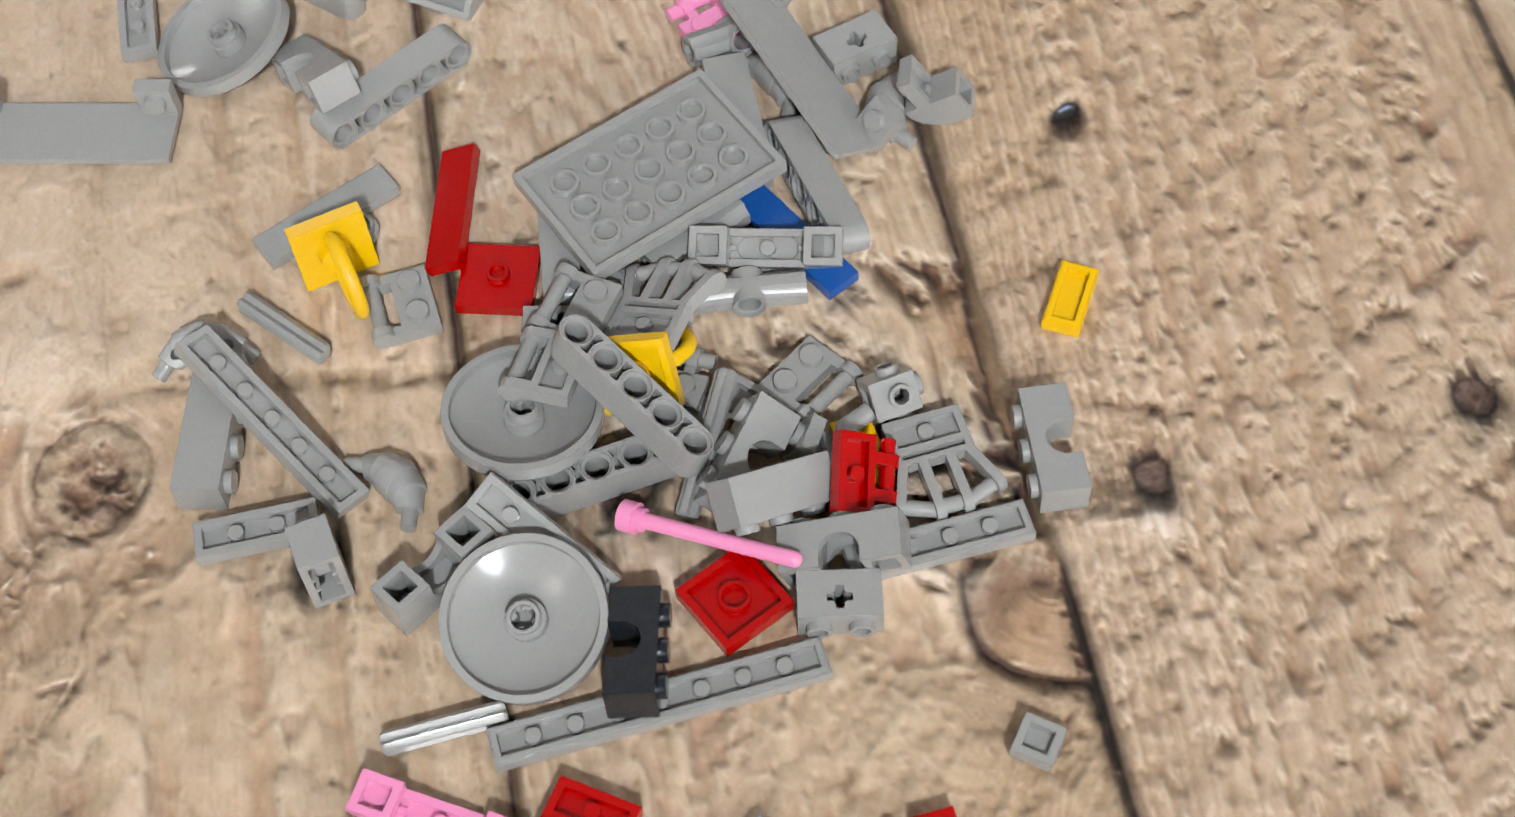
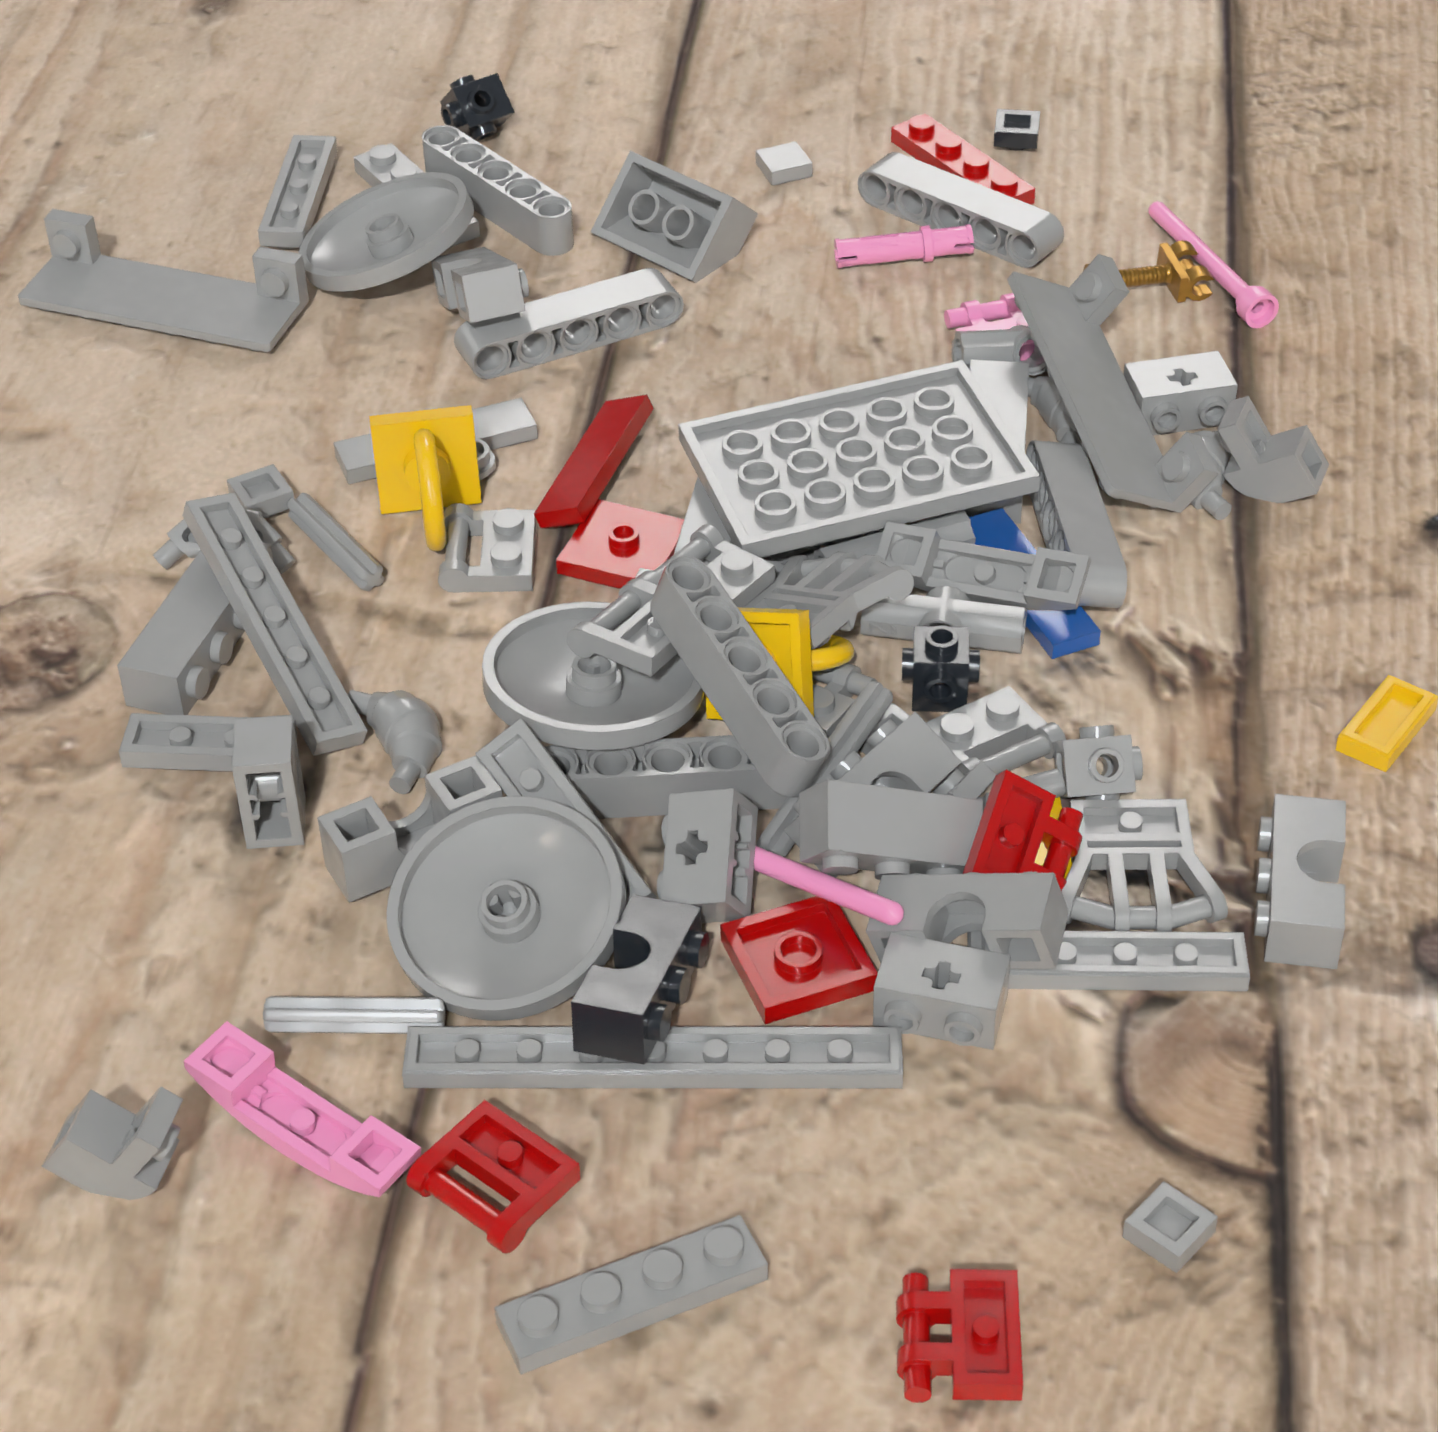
camera: 15 degrees right, 15 degrees down
(213, 299) = (262, 490): none -> light grey plate
(658, 520) = (709, 853): none -> light grey brick
(759, 335) = (940, 656): none -> black brick

